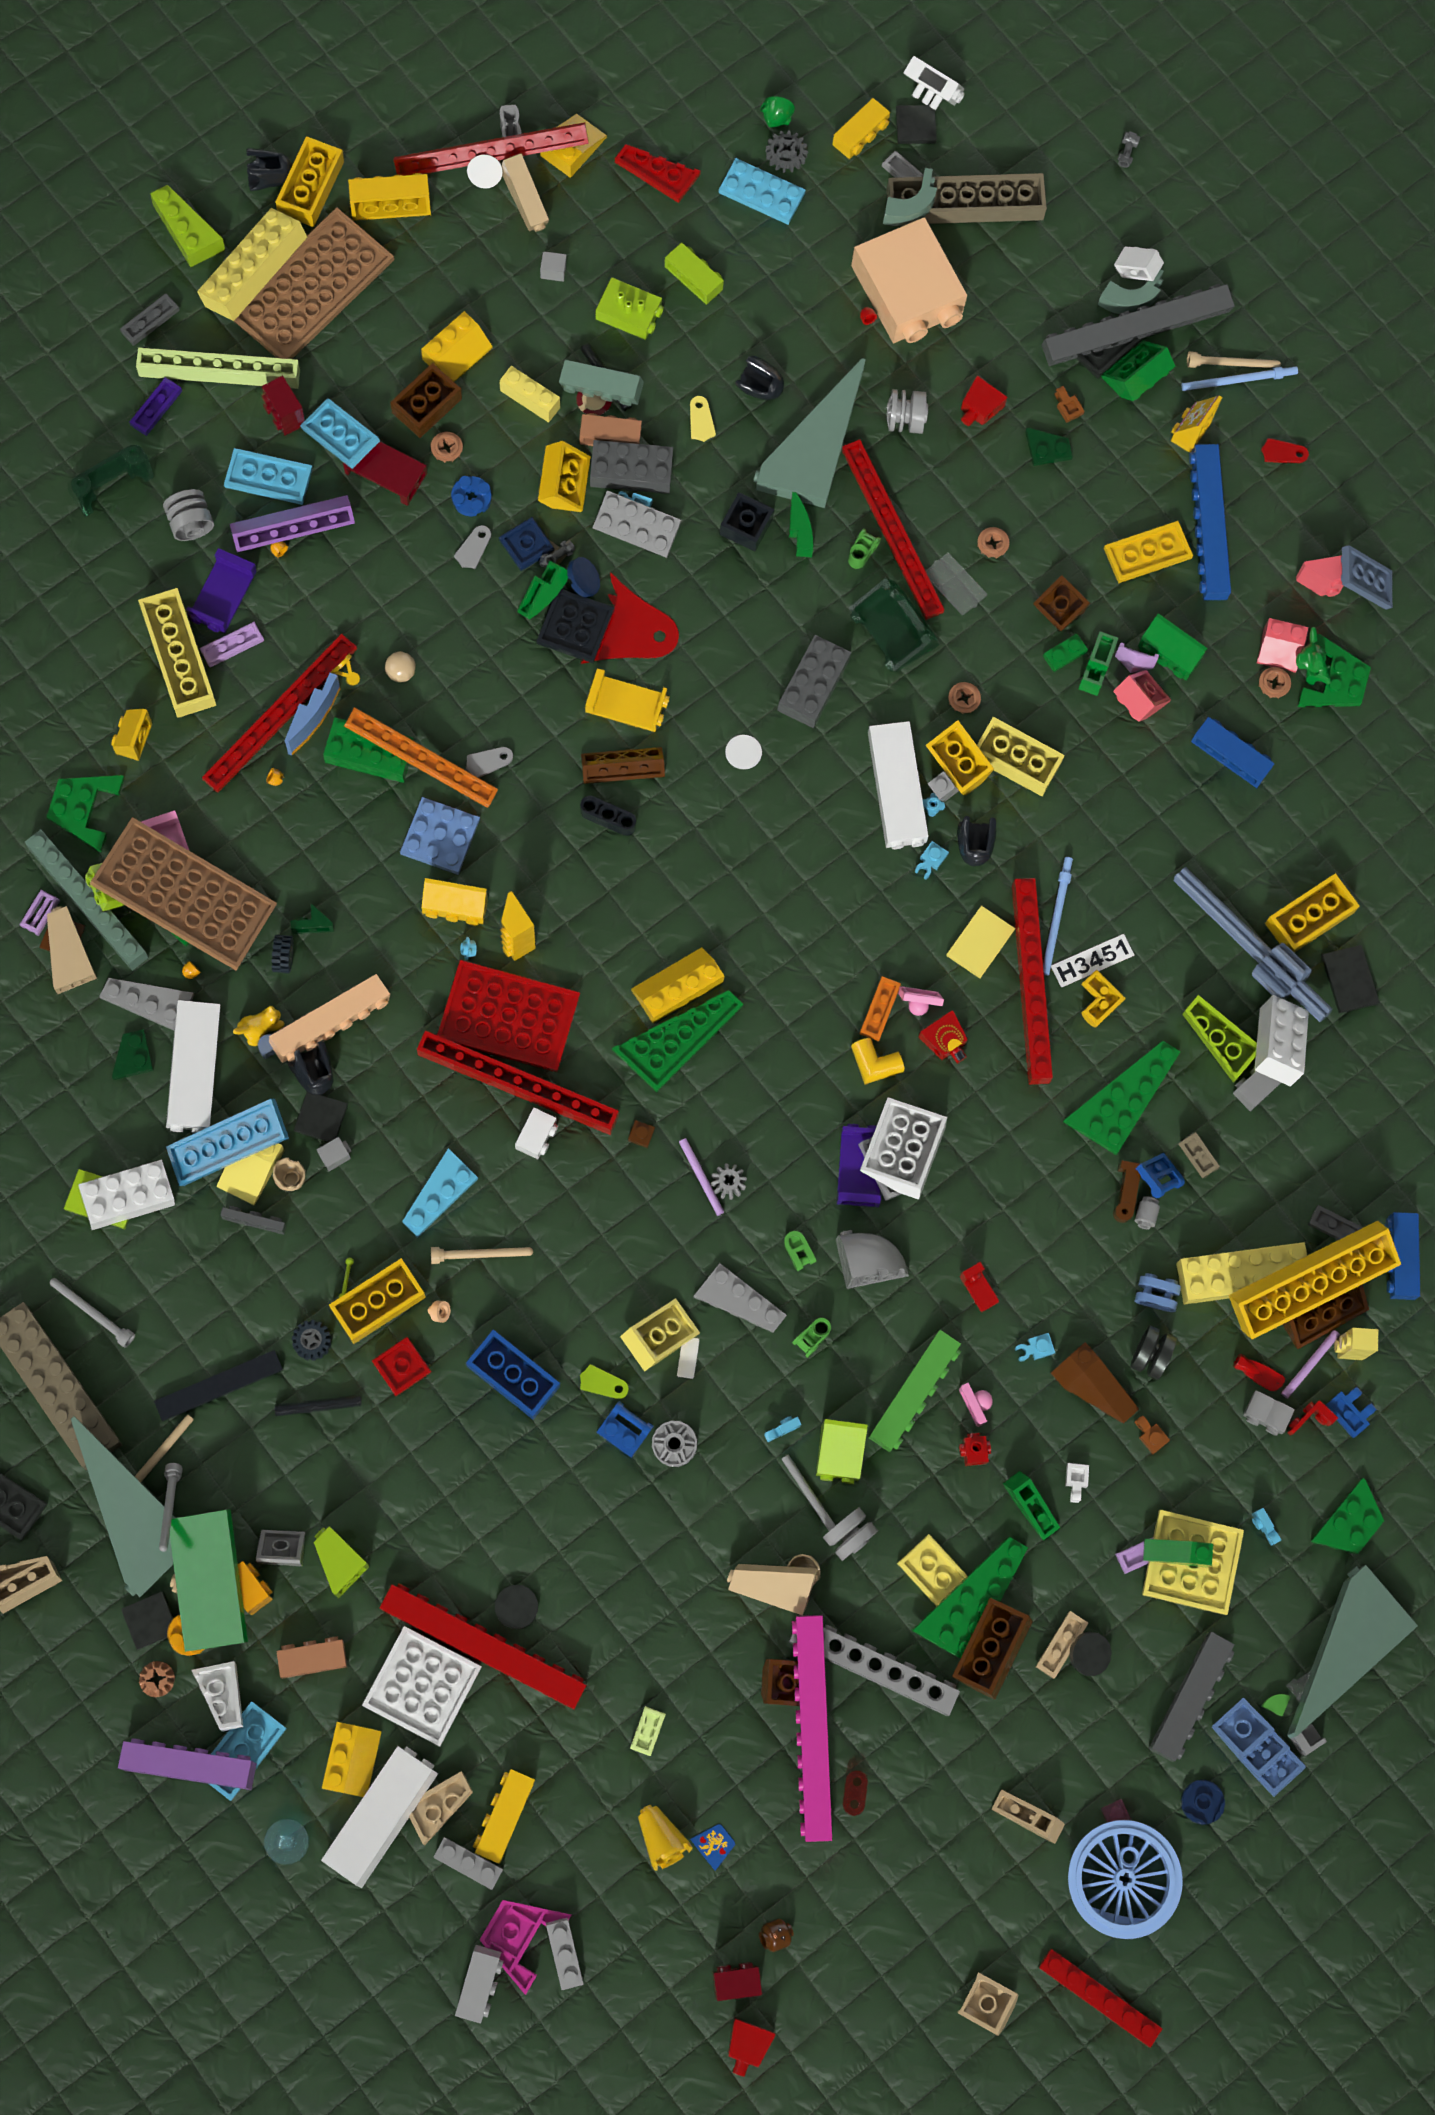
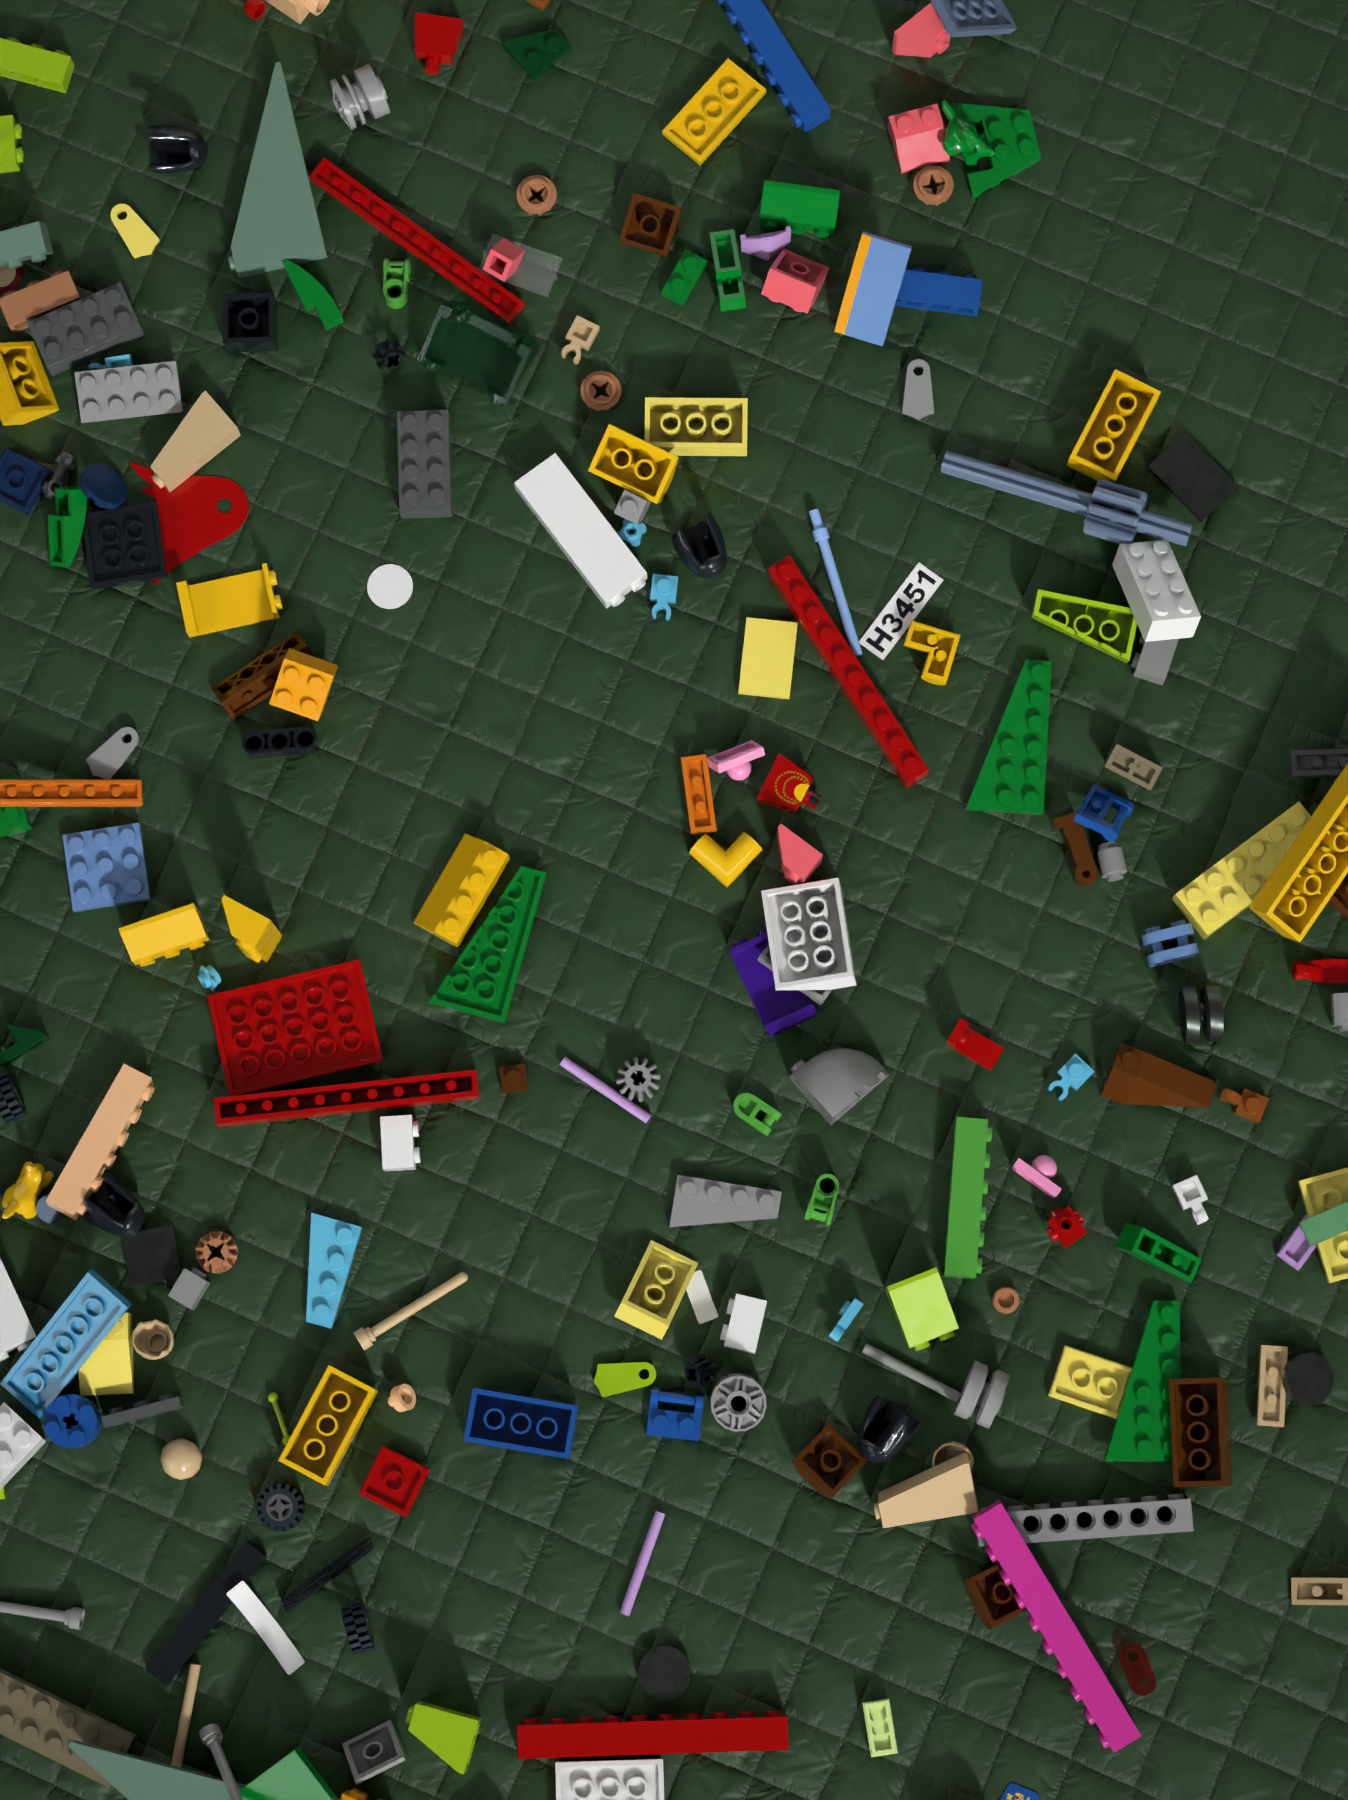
camera: 15 degrees left, 5 degrees up
(195, 1210) = (58, 1427): none -> blue brick
(254, 1417) = (266, 1627): none -> white sticker
(261, 1268) = (181, 1458): none -> tan hair
(318, 1453) = (358, 1628): none -> black wheel
(375, 1144) = (229, 1252): none -> nougat gear
(536, 1527) = (642, 1563): none -> lavender bar
(646, 784) = (303, 684): none -> light orange brick
(660, 1408) = (701, 1370): none -> black gear
(662, 582) = (194, 443): none -> tan slope
(709, 1392) = (744, 1323): none -> white brick
(714, 1522) = (828, 1462): none -> reddish brown slope
(767, 1522) = (885, 1431): none -> black hair
(826, 591) = (389, 355): none -> black gear
(903, 1479) = (1005, 1300): none -> nougat tile
(926, 1088) = (797, 857): none -> coral slope
(946, 572) = (503, 259): none -> coral brick
(970, 653) = (581, 336): none -> tan plate
(1187, 816) = (918, 391): none -> light grey piece
(1194, 728) = (873, 288): none -> medium blue slope

